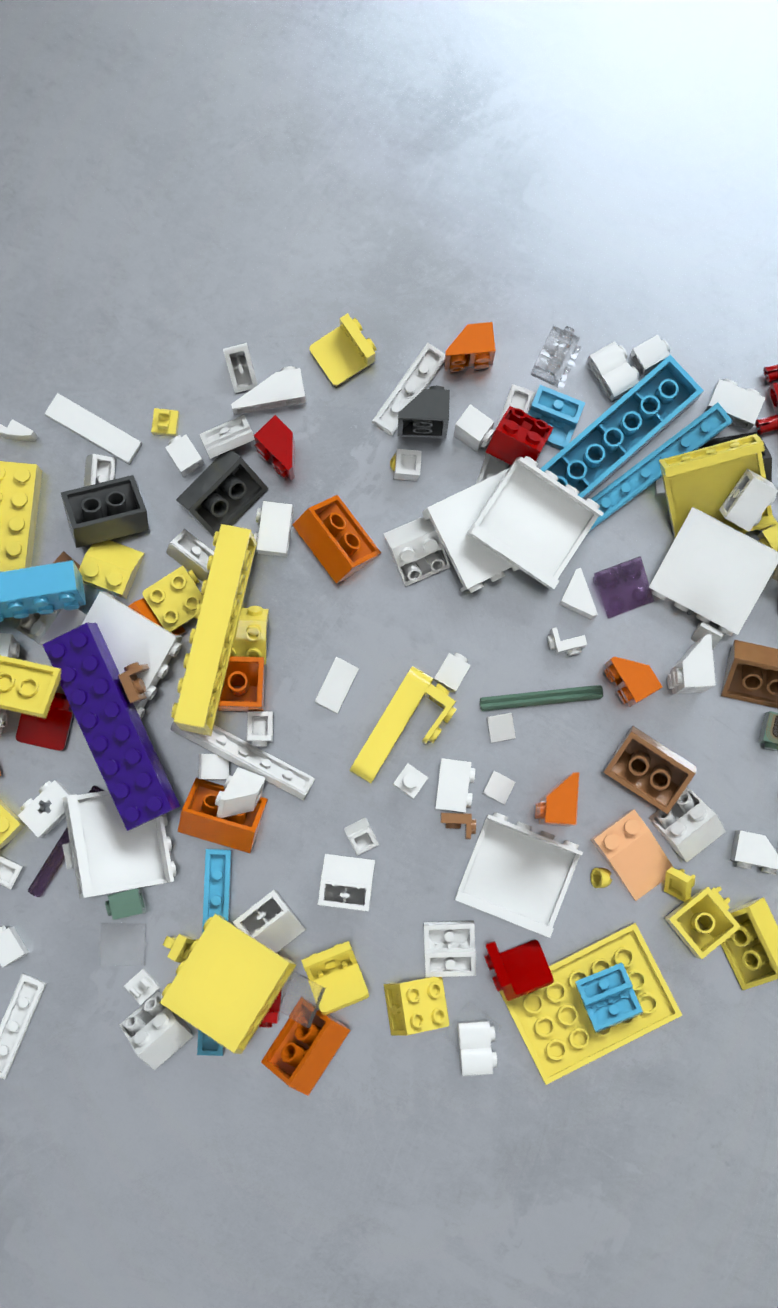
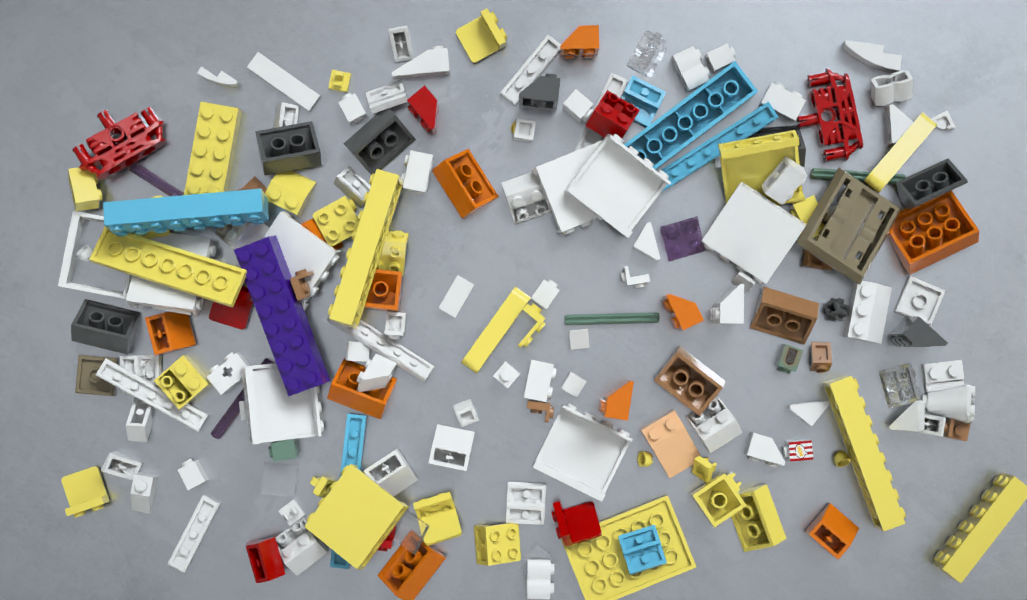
camera: 10 degrees right, 5 degrees up
(111, 1051) = (265, 559): none -> red slope

